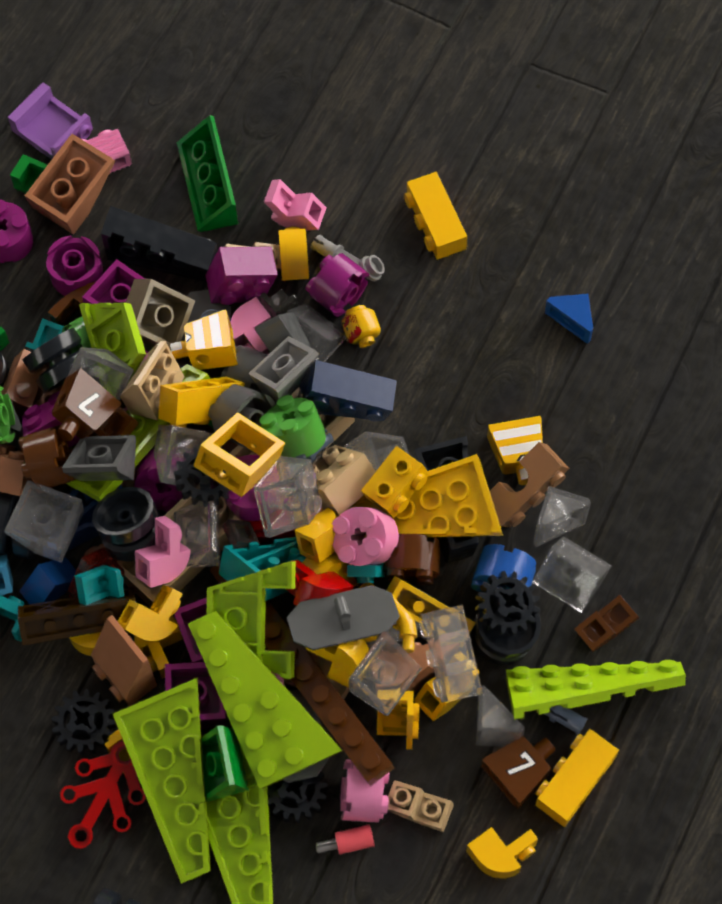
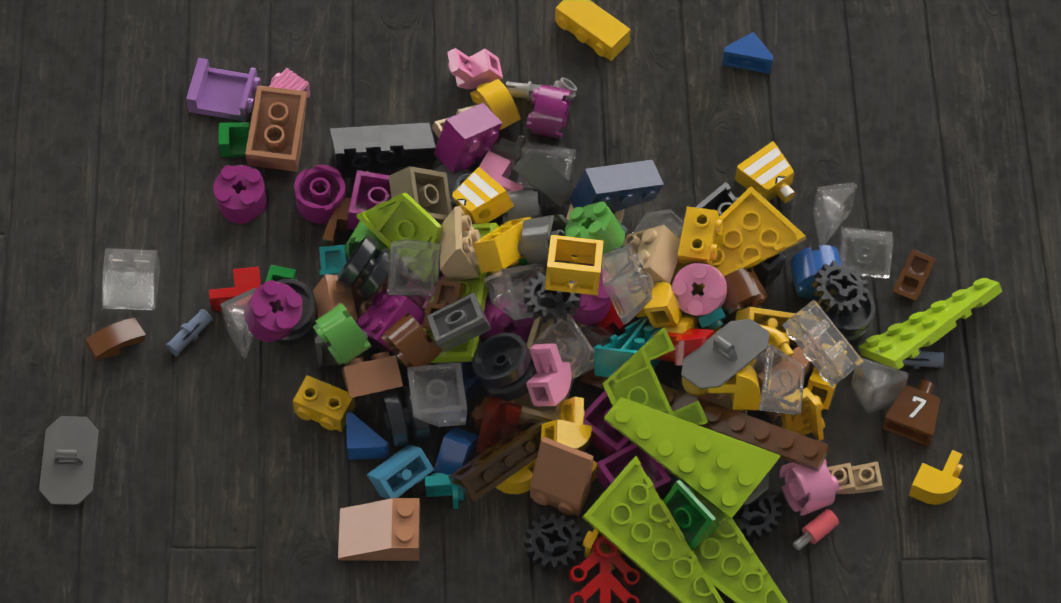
camera: 30 degrees left, 5 degrees down
(82, 406) = (418, 287): reddish brown torso -> none
(99, 583) = (509, 423): teal bracket -> none
(207, 177) = (385, 74): green slope -> none
(283, 368) = (557, 188): light grey slope -> none
(361, 326) = (585, 137): yellow head -> none
(543, 470) = (805, 179): medium nougat arch -> none
(575, 777) = (960, 398): yellow brick -> none

